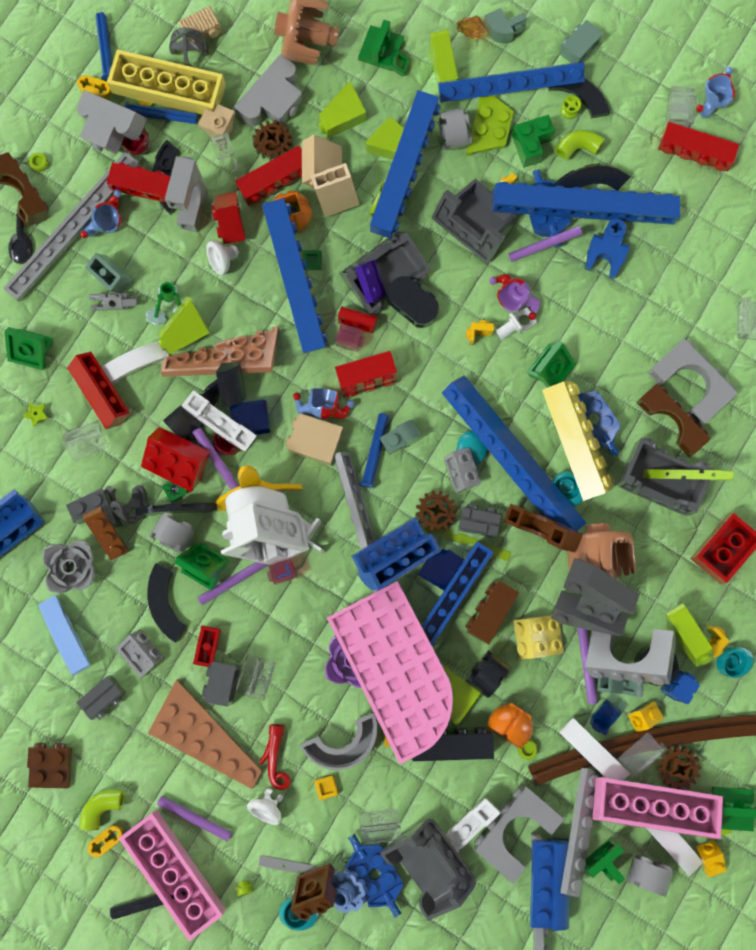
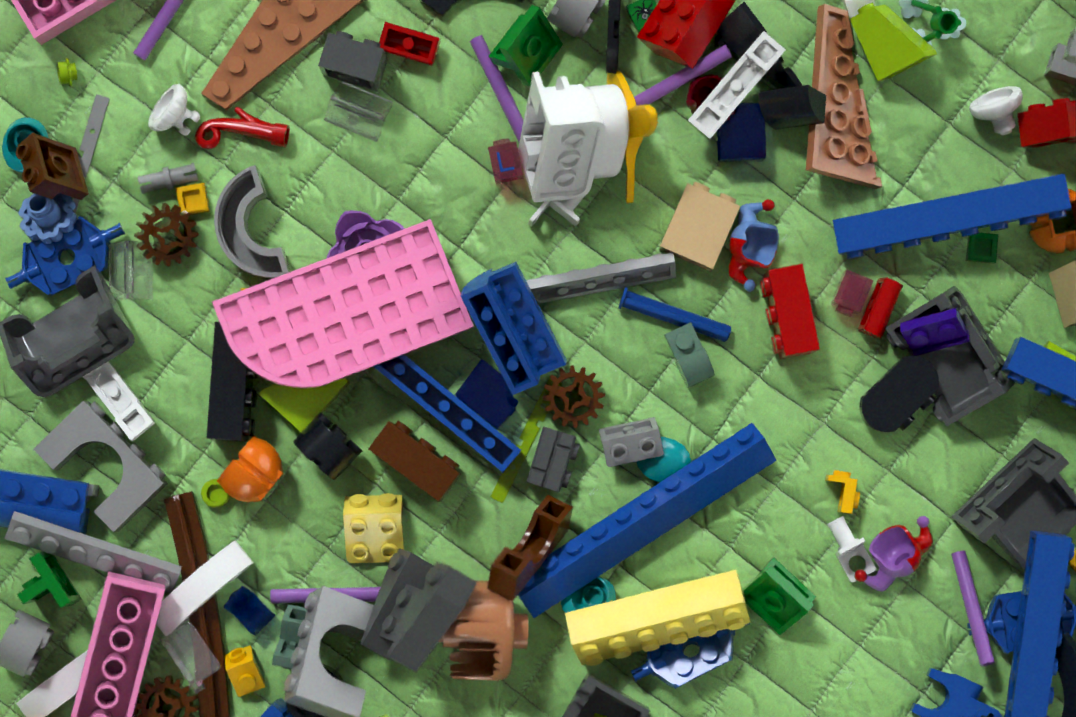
camera: 95 degrees right, 5 degrees up
(313, 806) = (167, 178): none -> light grey pin
(344, 801) = (169, 224): none -> reddish brown gear

